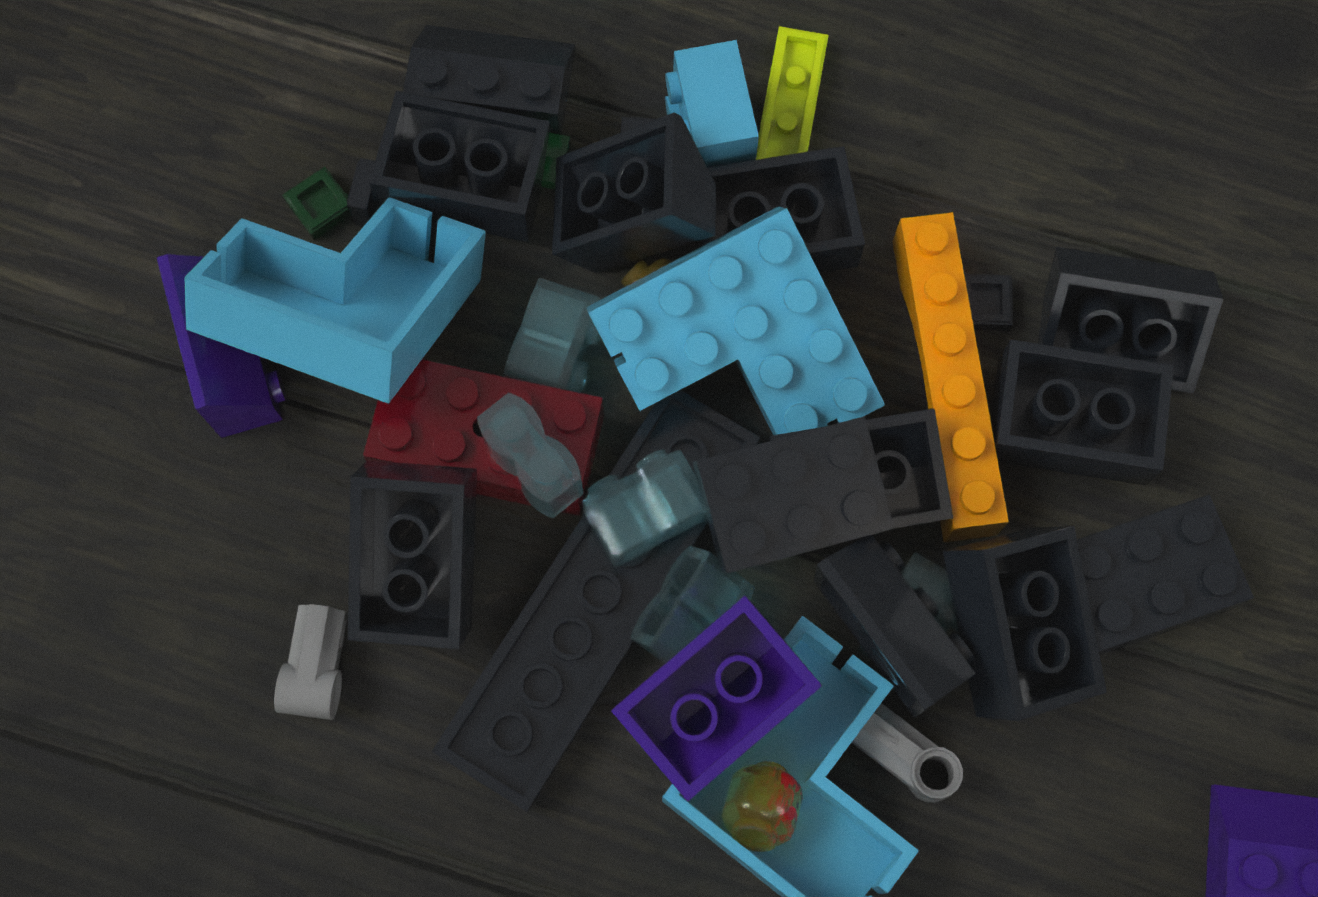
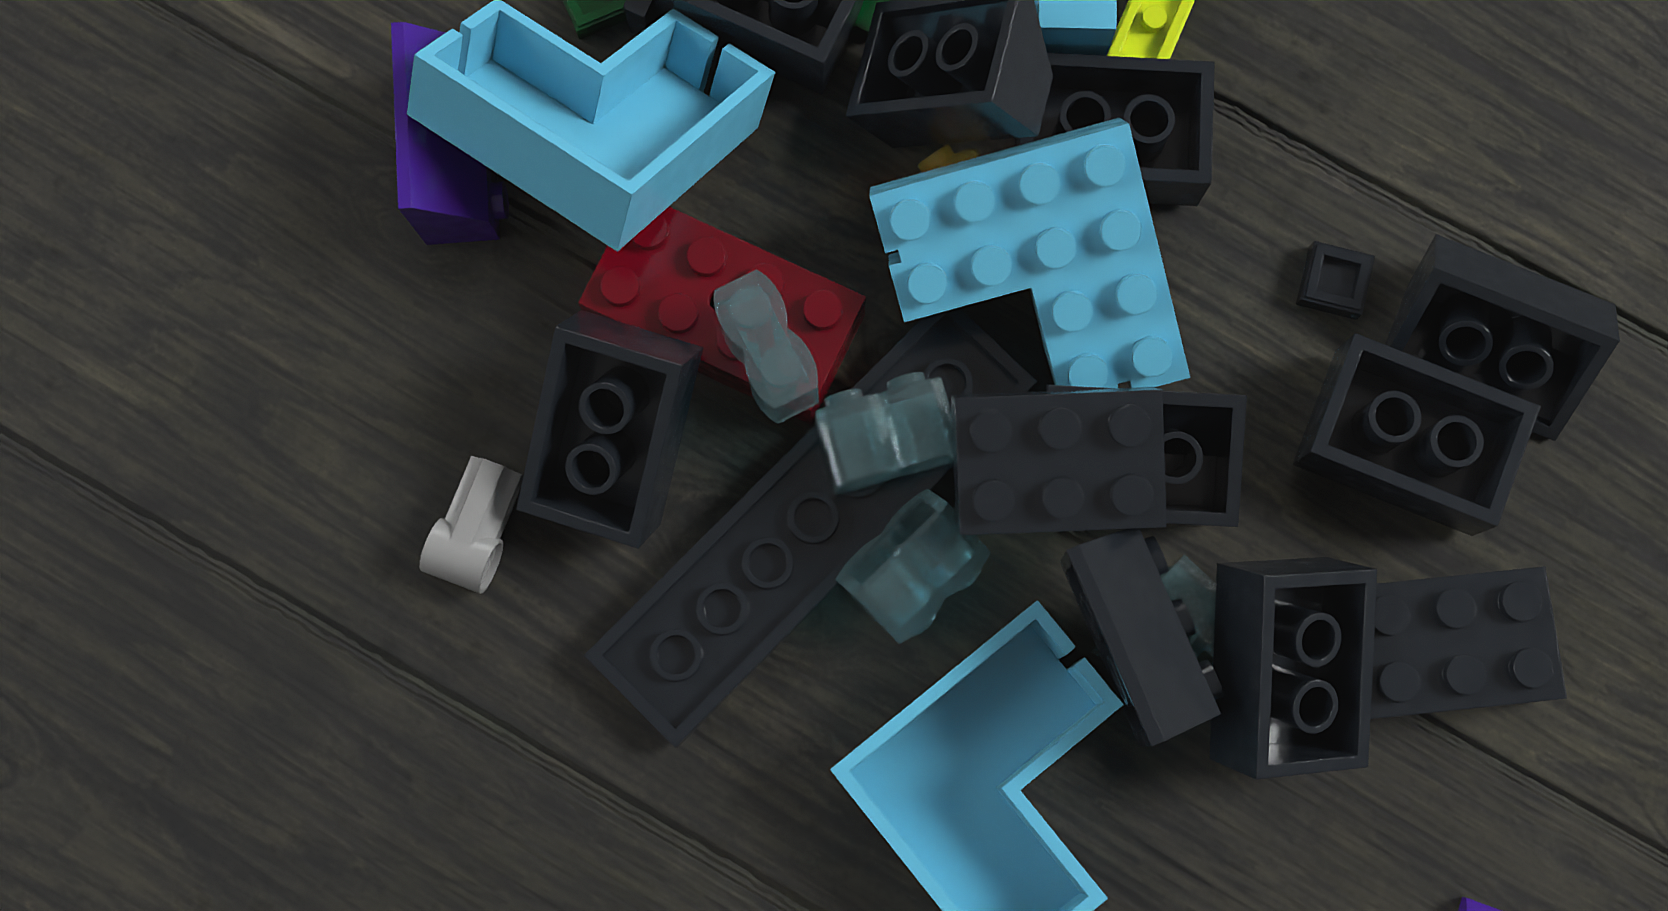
camera: 15 degrees right, 5 degrees up
(554, 338) = (825, 214): clear light blue brick -> none
(716, 697) = (916, 672): dark purple slope -> none
(762, 806) = (941, 805): clear yellow head -> none
(903, 750) = (1117, 779): light grey piece -> none
(954, 385) = (1280, 307): light orange arch -> none

